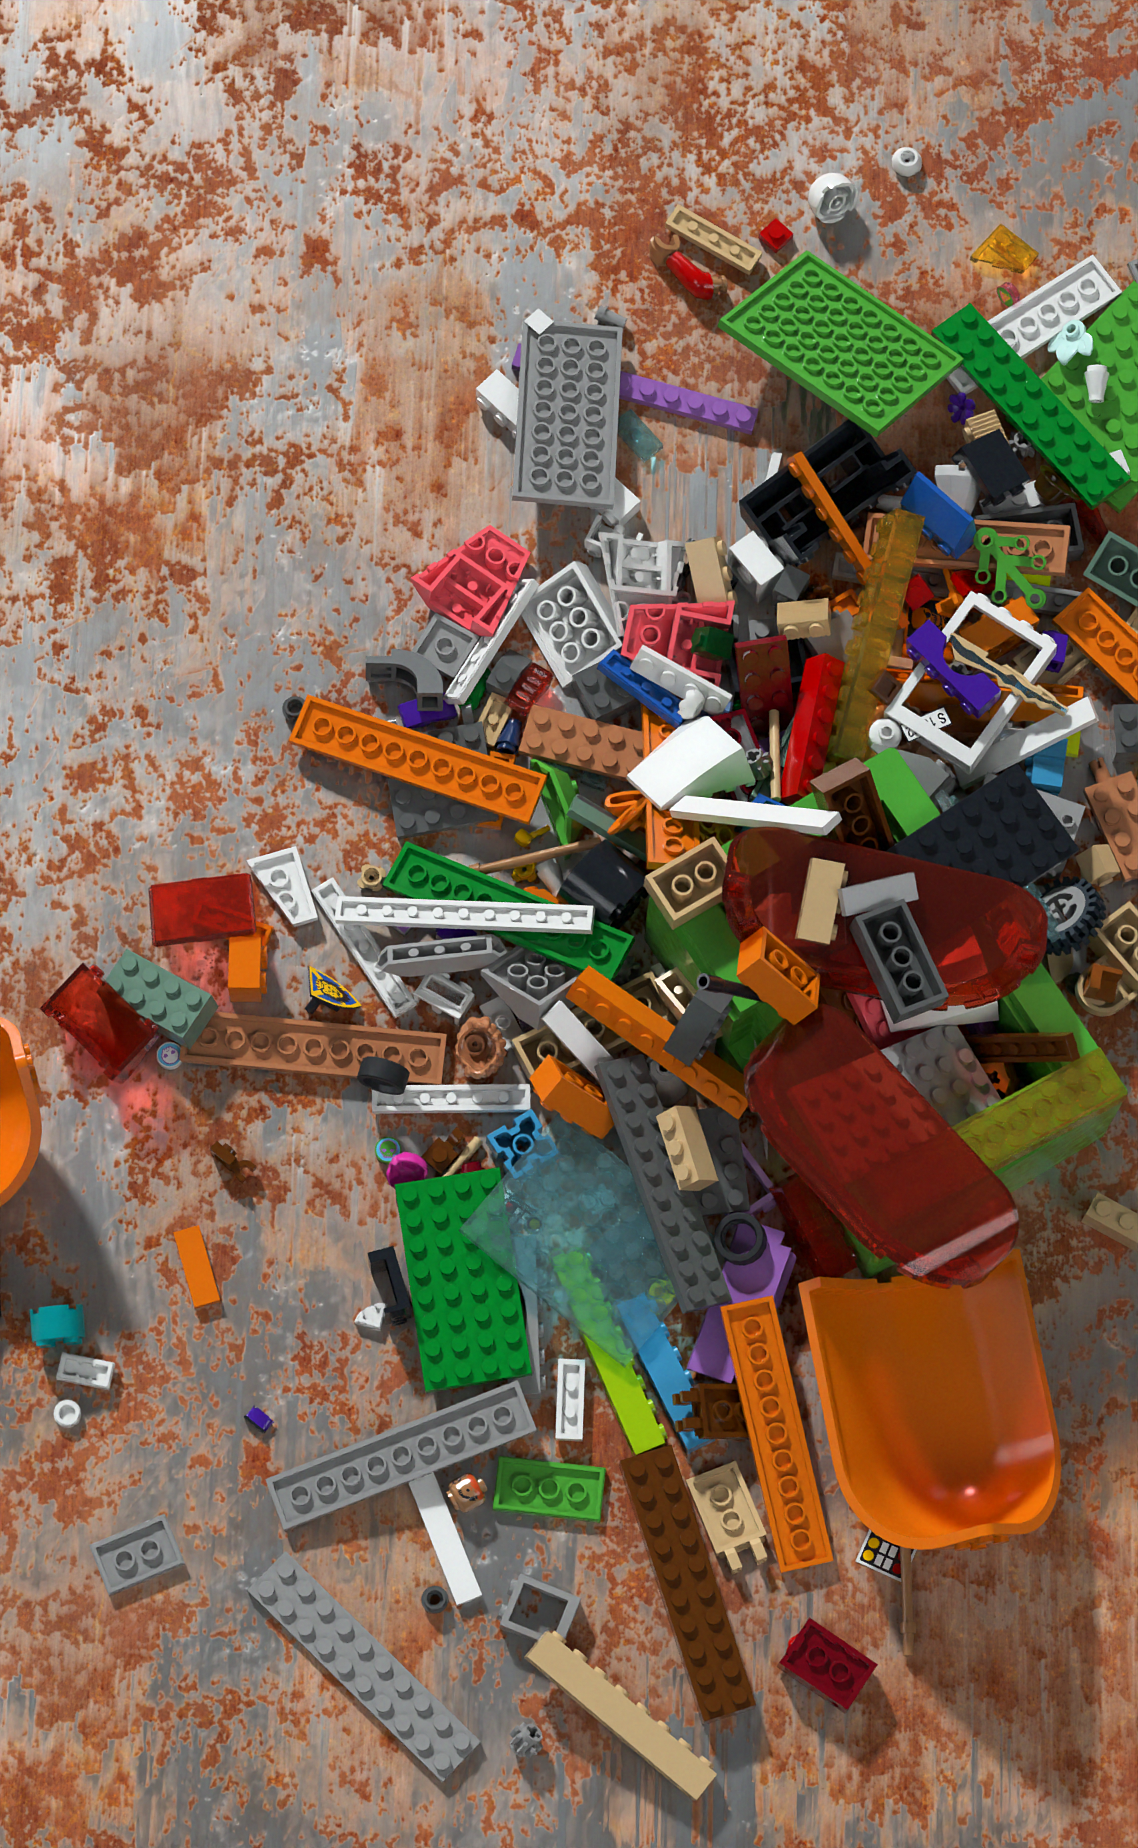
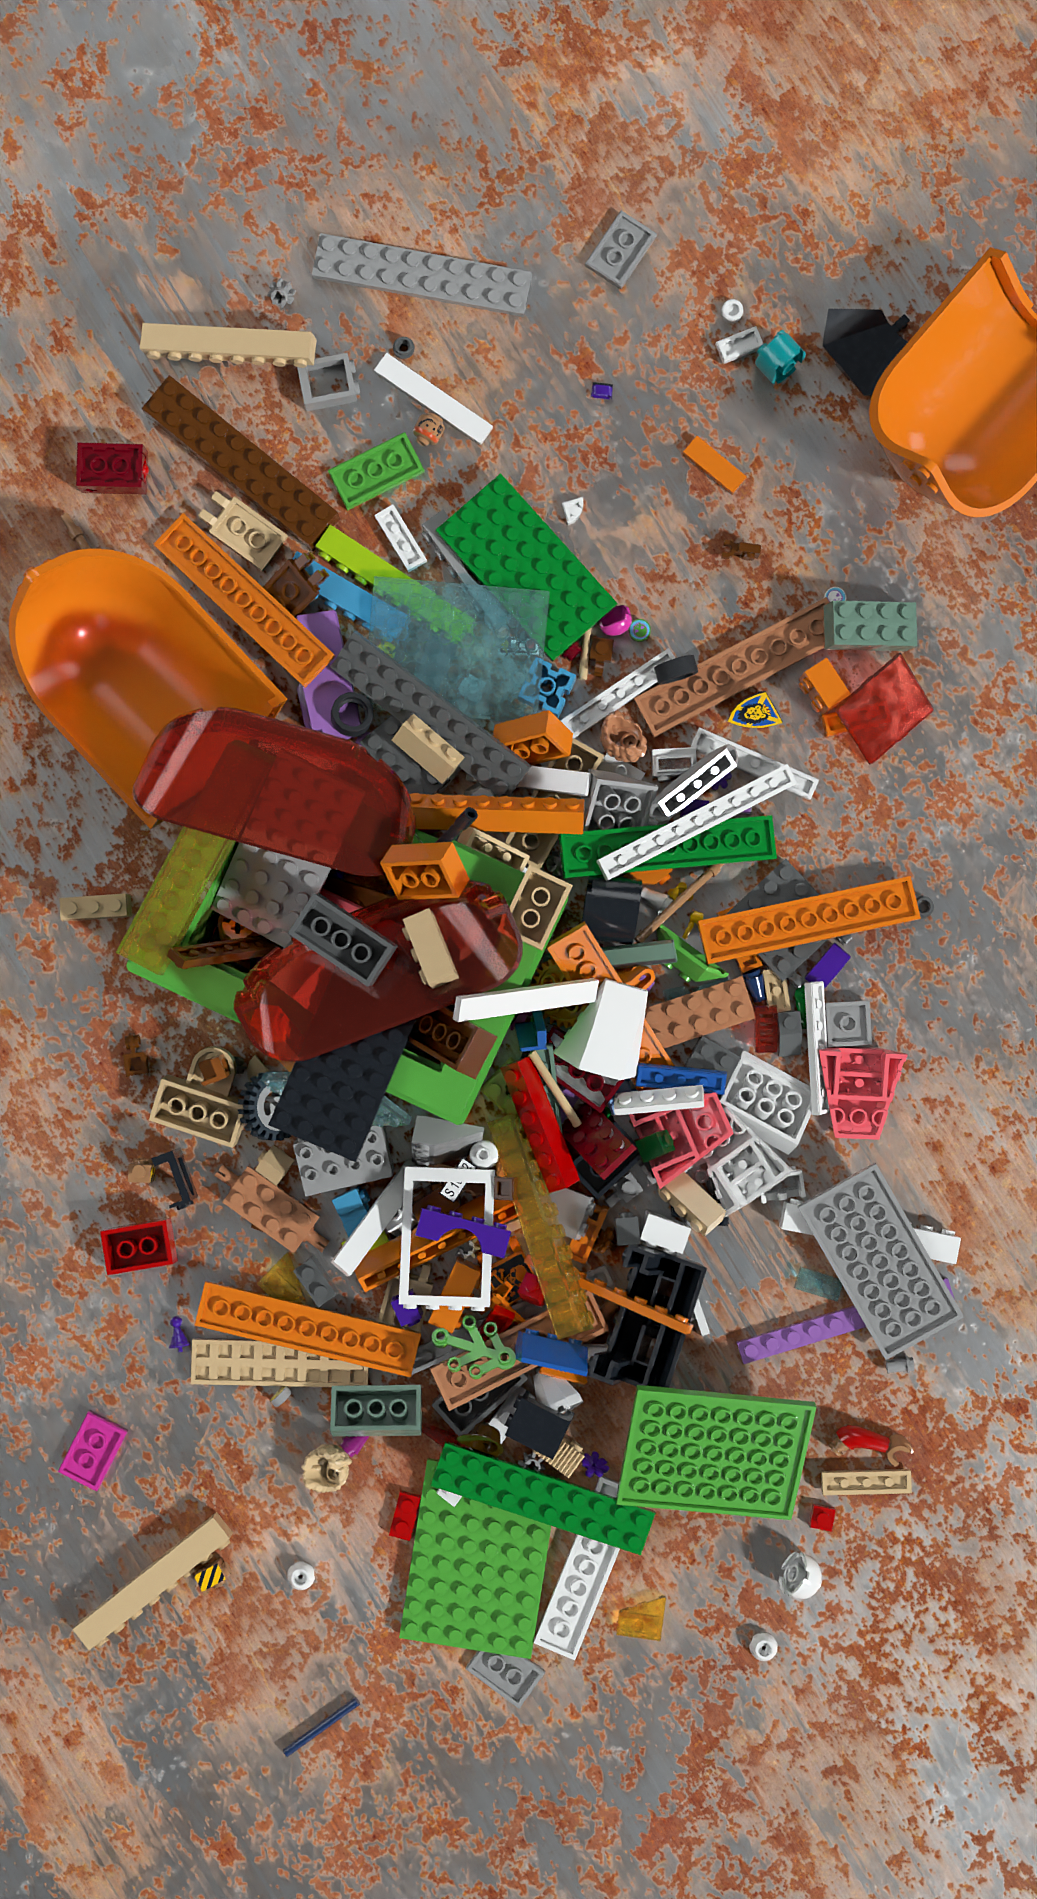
camera: 155 degrees right, 15 degrees up
(102, 1022) = (896, 580): clear red windscreen -> none
(286, 884) = (839, 773): white wing -> none
(367, 872) = (785, 811): tan plate -> none
(384, 1260) = (569, 535): black panel -> none
(401, 1455) = (487, 422): light grey plate -> none
(411, 670) = (857, 988): dark grey arch -> none
(538, 321) = (950, 1321): white sticker -> none
(630, 818) = (627, 962): orange dish -> none
(692, 704) = (638, 1084): white plate -> none
(698, 1026) = (476, 831): dark grey brick -> none
(759, 763) = (562, 1071): light grey gear -> none
(804, 618) = (600, 1208): tan brick -> none
(877, 893) = (390, 980): light grey tile -> none
(1007, 677) = (420, 1254): tan sword -> none
(1008, 294) = (617, 1584): tile -> none
(1068, 344) = (545, 1570): light aqua plate -> none
(1096, 381) = (505, 1551): white cone -> none

